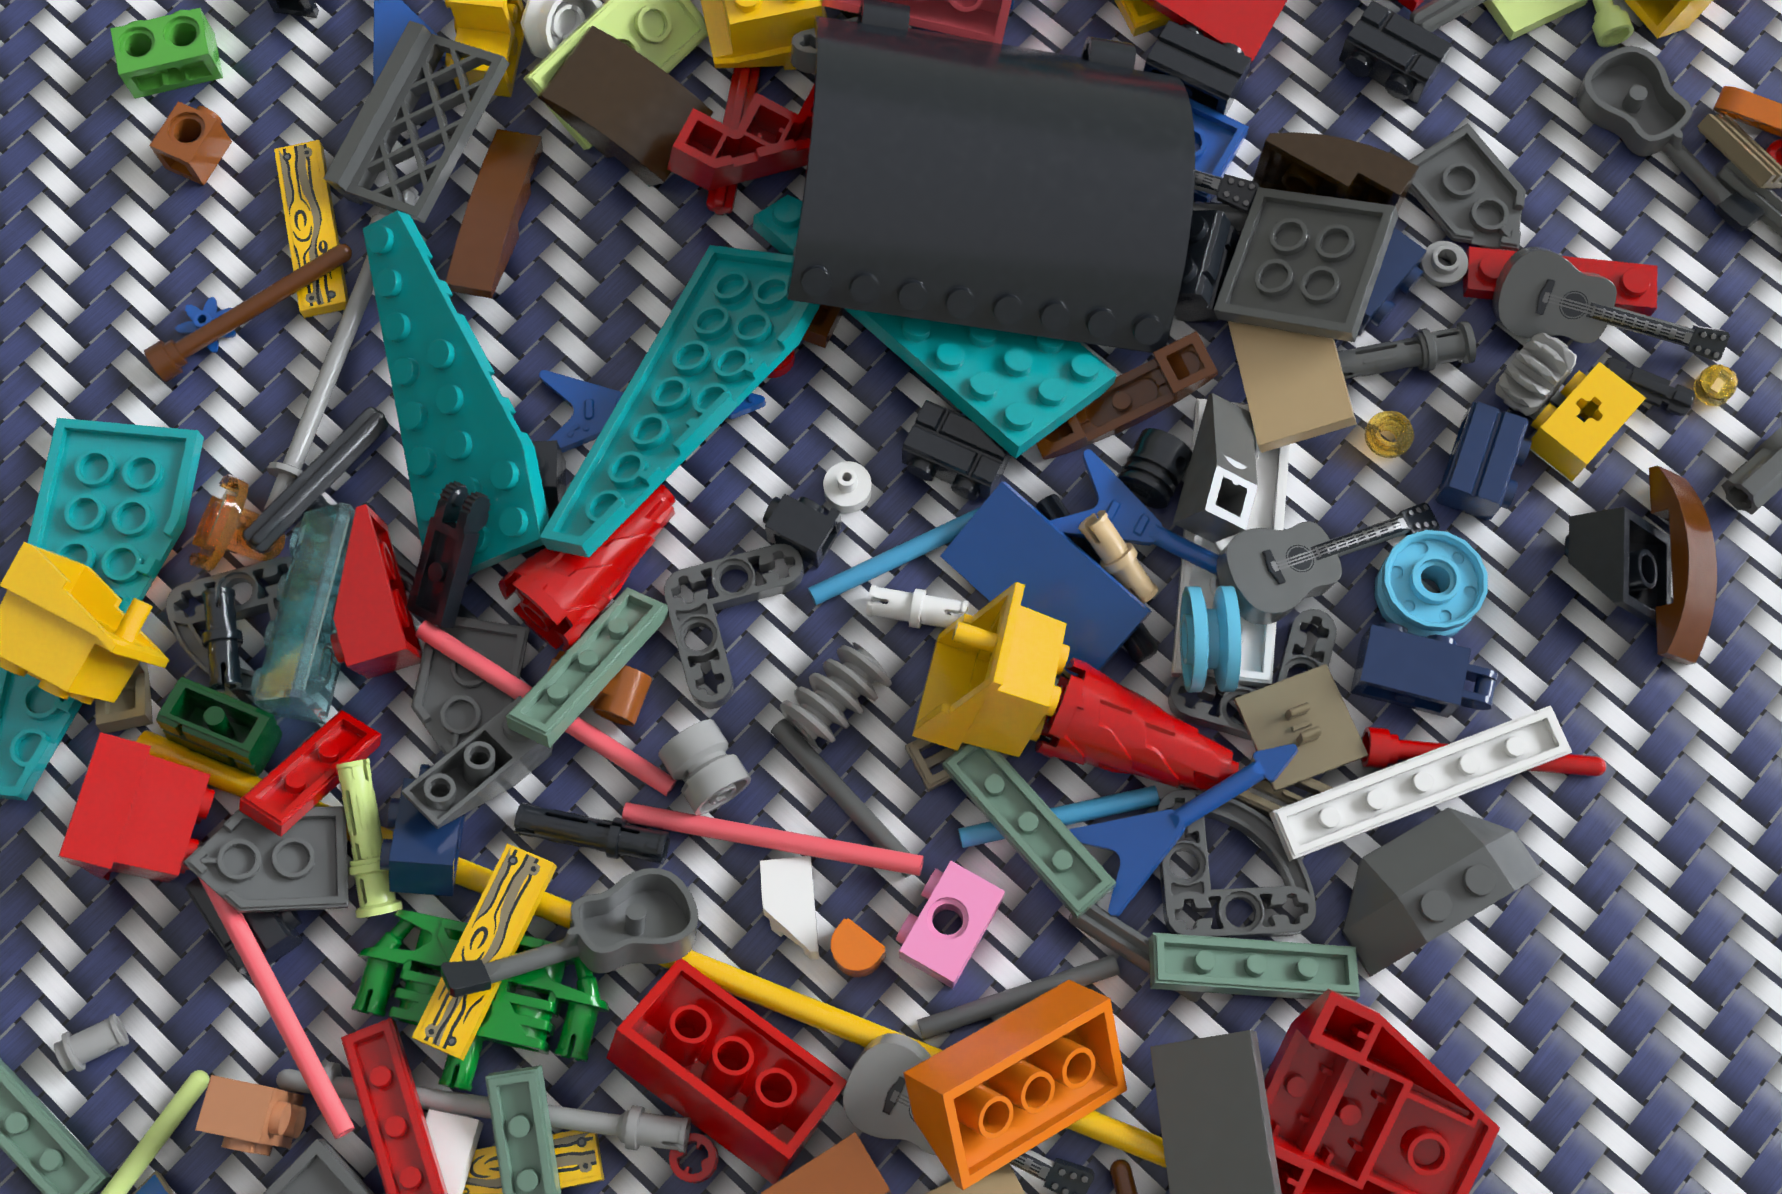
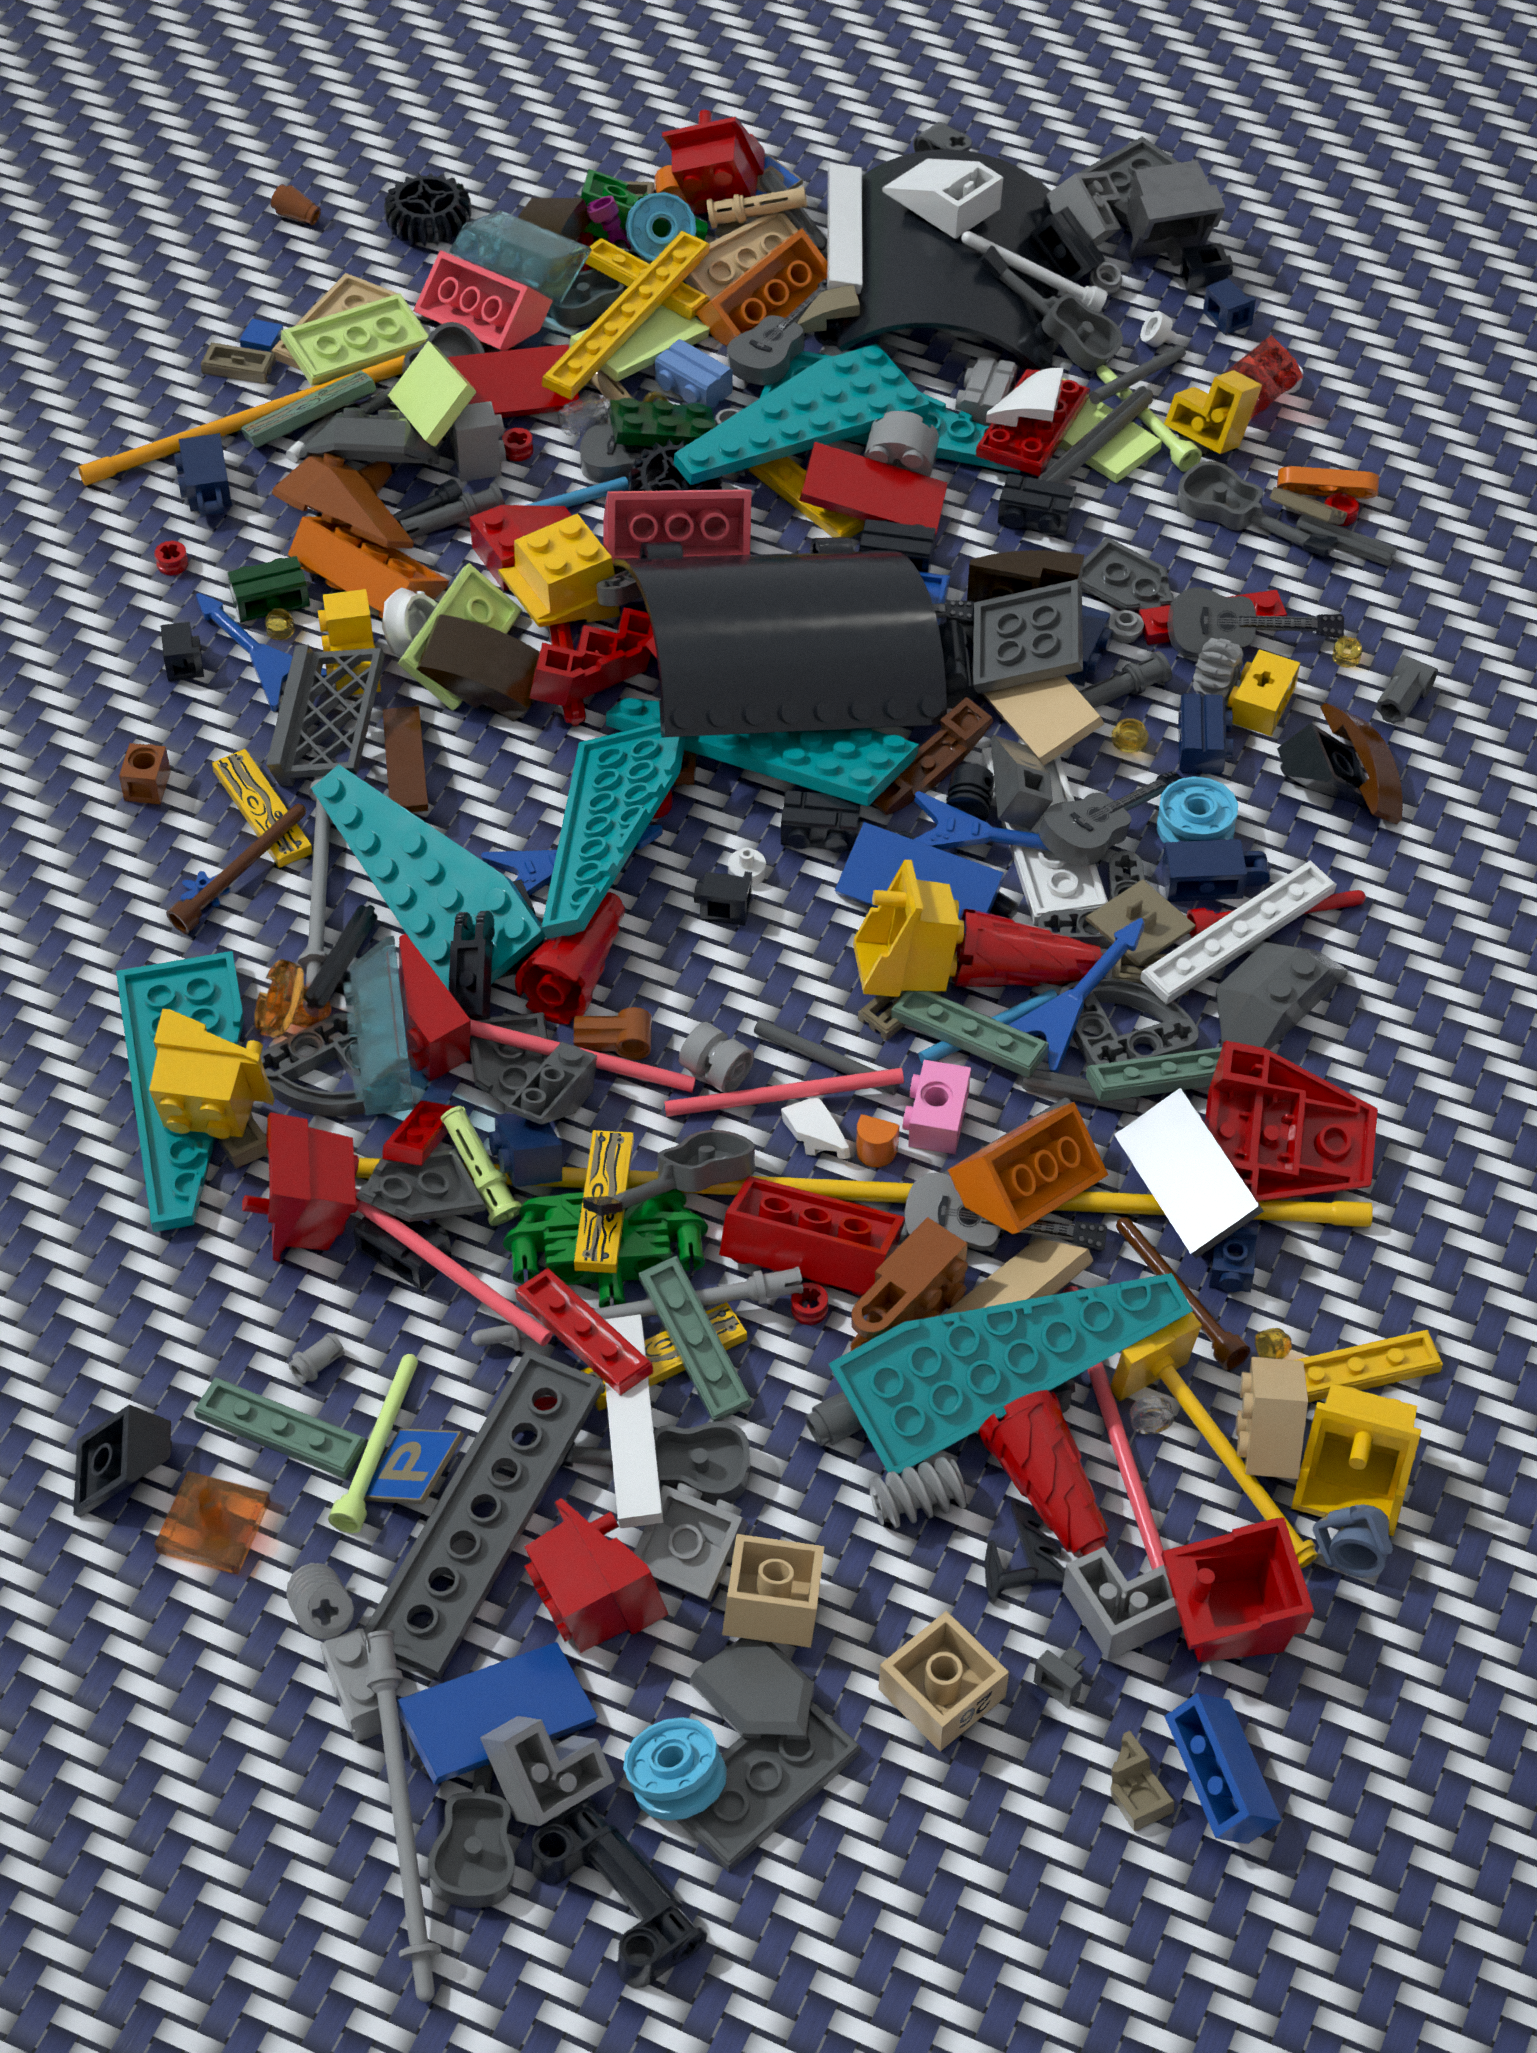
camera: 20 degrees left, 20 degrees down
(166, 53) = (100, 721): bright green brick -> none
(219, 726) = (343, 1116): dark green brick -> none
(222, 639) = (313, 1072): black pin -> none
(251, 1115) = (470, 1351): nougat brick -> none
(587, 667) = (605, 1011): sand green tile -> none
(603, 835) = (653, 1123): black pin -> none
(702, 610) = (676, 961): dark grey beam -> none
(834, 693) = (794, 989): light grey piece -> none
(889, 560) = (795, 906): dark azure bar -> none
(914, 607) = (828, 925): white pin -> none
(1117, 556) = (961, 845): tan pin -> none
(1210, 639) = (1054, 873): medium azure wheel -> none
(1654, 388) = (1309, 664): black axle -> none

